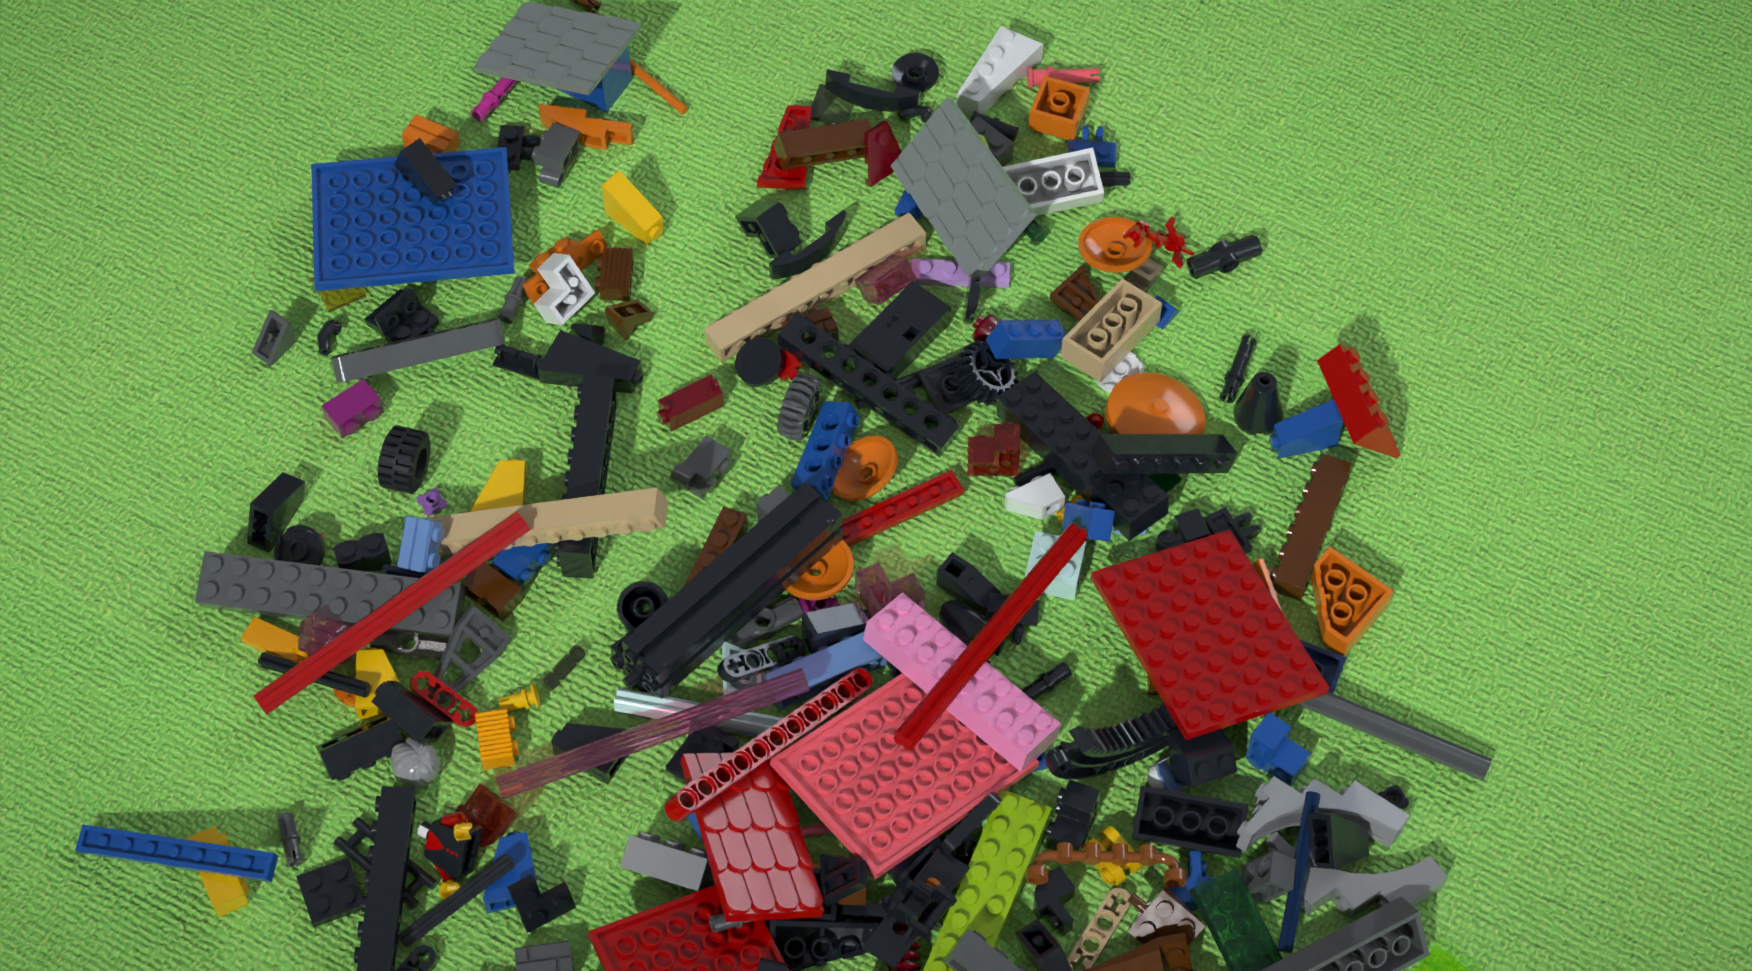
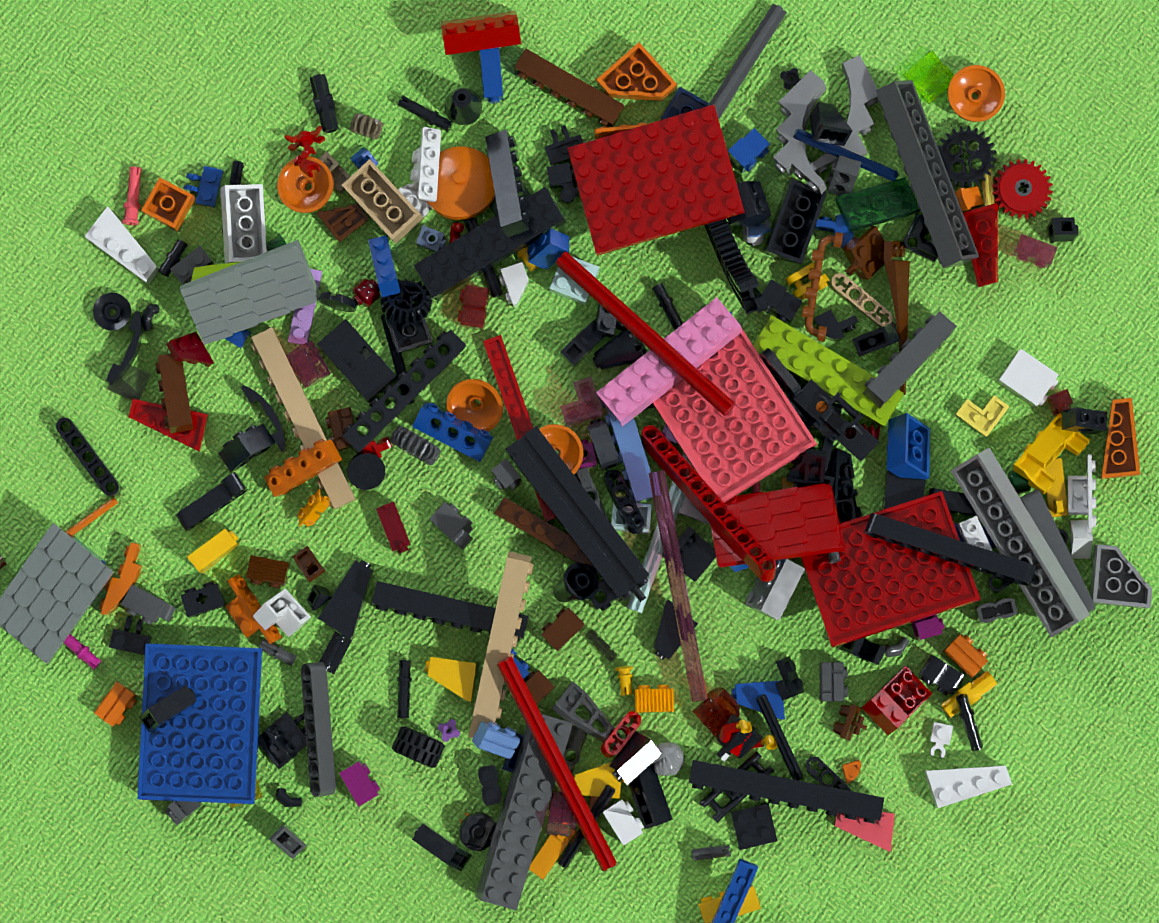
camera: 80 degrees left, 25 degrees up
(300, 218) = (181, 810): none -> dark grey brick
(322, 715) = (623, 822): none -> white slope
(481, 443) = (404, 688): none -> black pin
(570, 211) = (214, 601): none -> black brick
(579, 612) = (562, 629): none -> reddish brown brick
(700, 310) = (307, 514): none -> light orange hinge
(710, 217) = (223, 494): none -> black beam
(731, 73) = (80, 453): none -> black beam
(751, 284) = (302, 468): none -> orange brick
(1076, 391) = (423, 241): none -> sand blue brick
(1170, 372) = (426, 165): none -> white bracket
(1205, 301) = (366, 126): none -> dark tan gear

